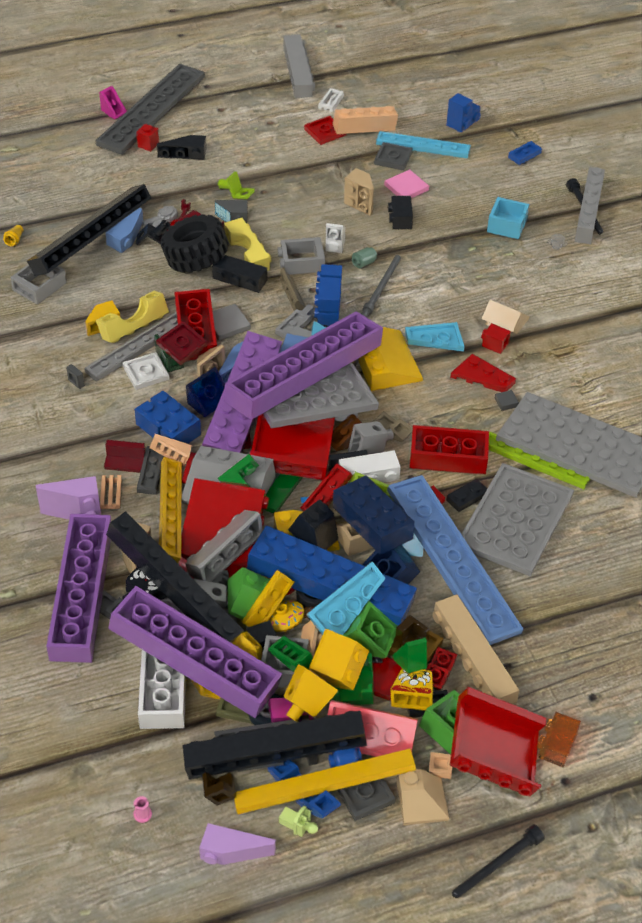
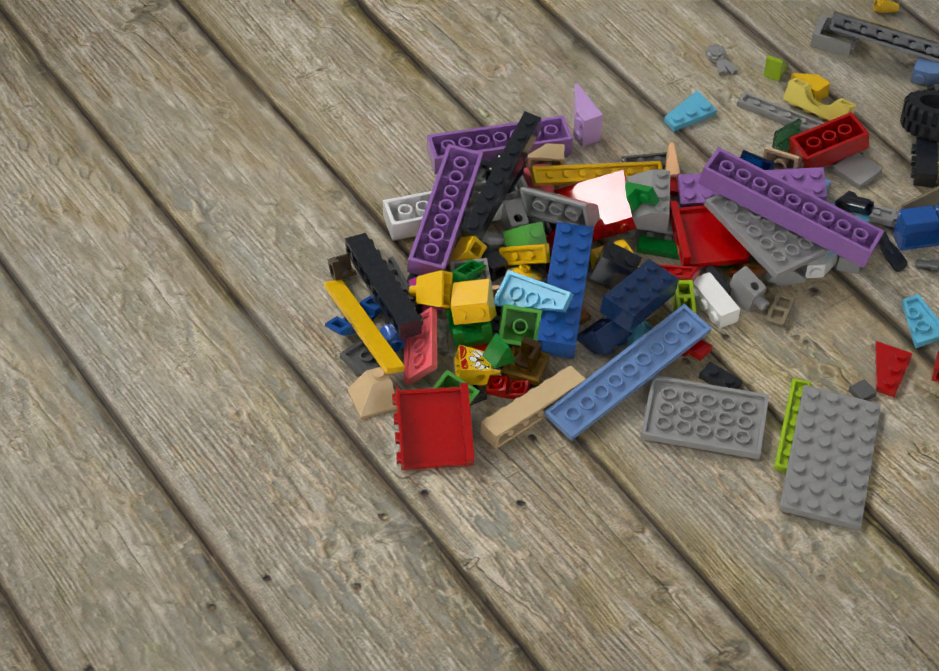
camera: 75 degrees right, 0 degrees up
(18, 373) = (717, 54): none -> light grey piece
(63, 335) = (774, 68): none -> lime slope
(75, 376) = (729, 87): dark grey tile -> none
(92, 417) = (691, 111): none -> medium azure wing
(110, 480) = (611, 143): light nougat tile -> none
(124, 456) = (654, 140): dark red panel -> none
(142, 811) = (307, 226): bright pink pin -> none
(146, 371) = (761, 130): white tile -> none
(167, 418) = (701, 149): blue piece -> none
(182, 342) = (793, 134): dark red tile -> none
(229, 846) = (292, 285): lavender slope -> none
(296, 329) = (855, 204): none -> black piece
(298, 821) = (324, 317): yellowish green piece -> none
(390, 363) = (870, 290): yellow slope -> none
(449, 449) = (764, 350): red brick -> none
(532, 836) = (357, 471): black piece -> none
(559, 739) = (460, 477): clear orange brick -> none

